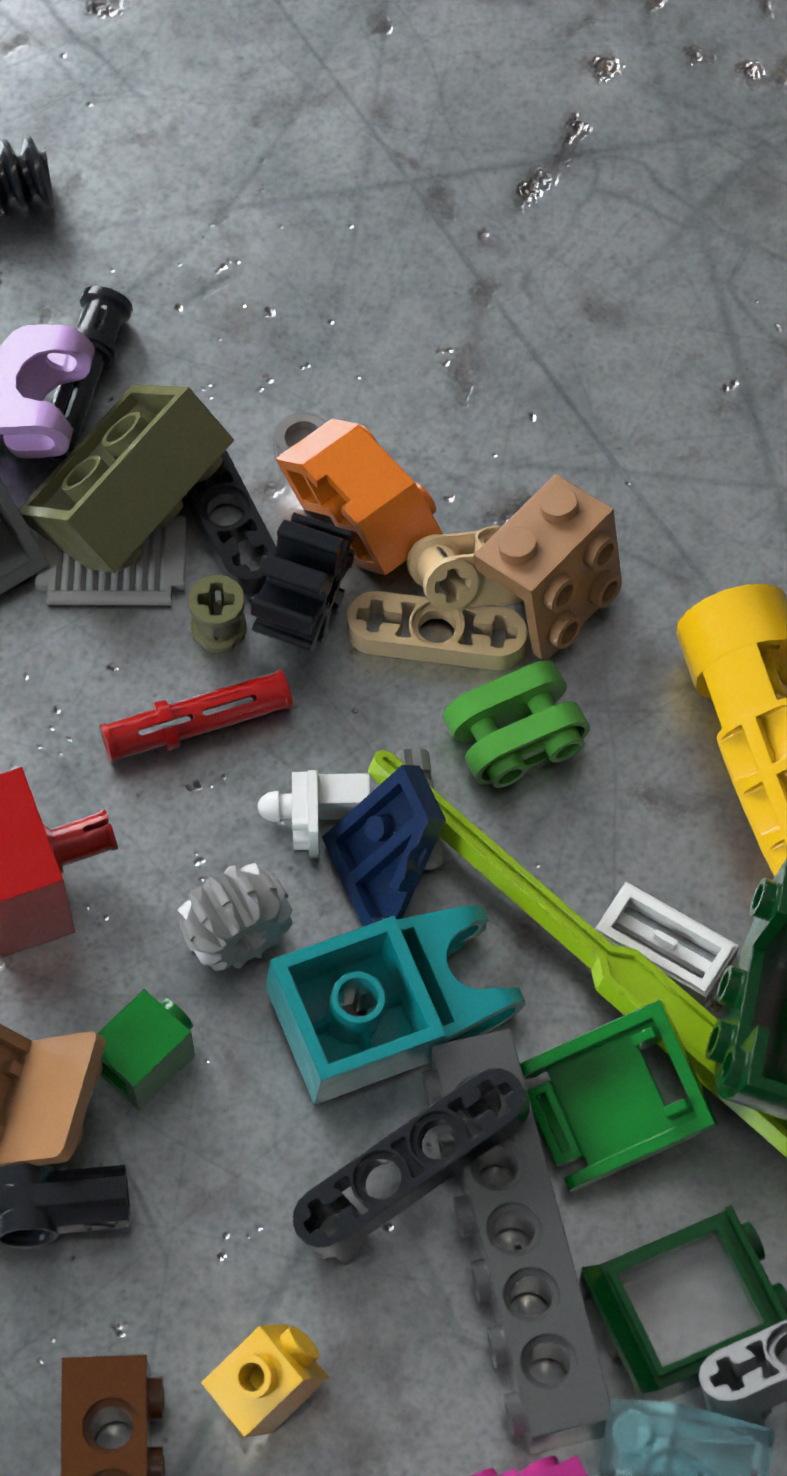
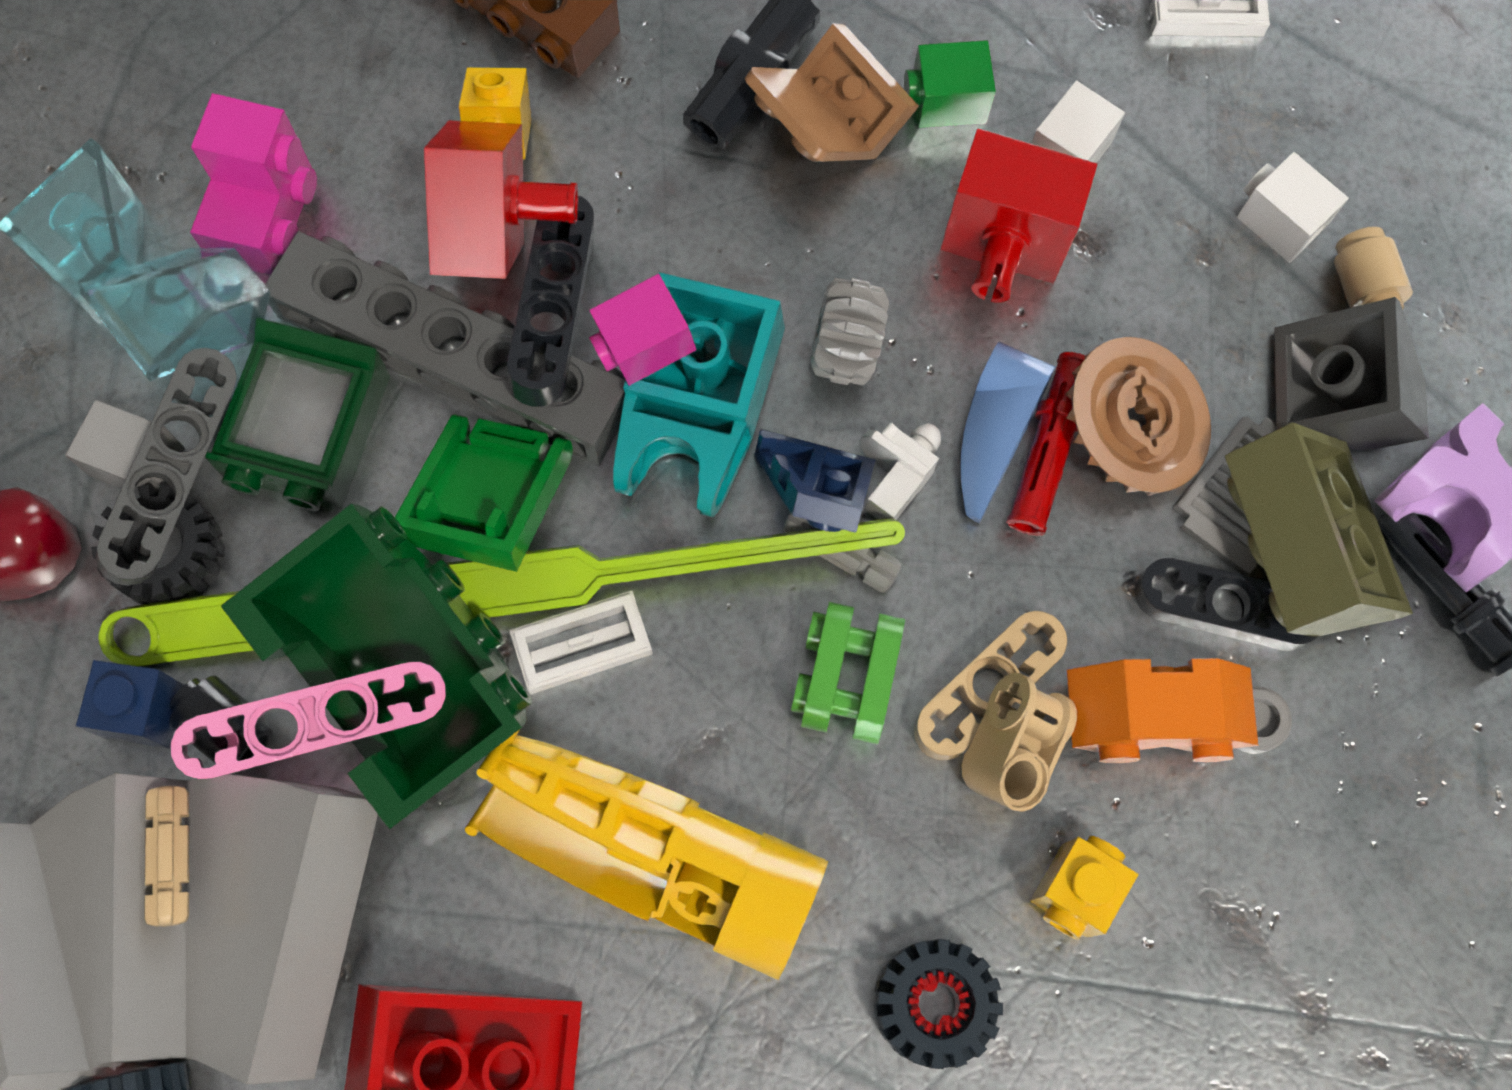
camera: 125 degrees right, 10 degrees up
(145, 1047) = (804, 211): green brick -> none
(151, 632) = (1160, 387): none -> medium nougat gear
(197, 765) = (997, 422): none -> medium blue piece
(204, 606) = (1140, 501): olive bush -> none
(302, 581) = (1106, 589): black gear -> none
(374, 1282) = (481, 201): none -> brick
(396, 1033) = (641, 330): none -> dark pink brick
(533, 455) = (1084, 887): none -> yellow brick
(558, 559) = (966, 798): medium nougat bracket -> none
(713, 484) = (954, 1037): none -> black bush

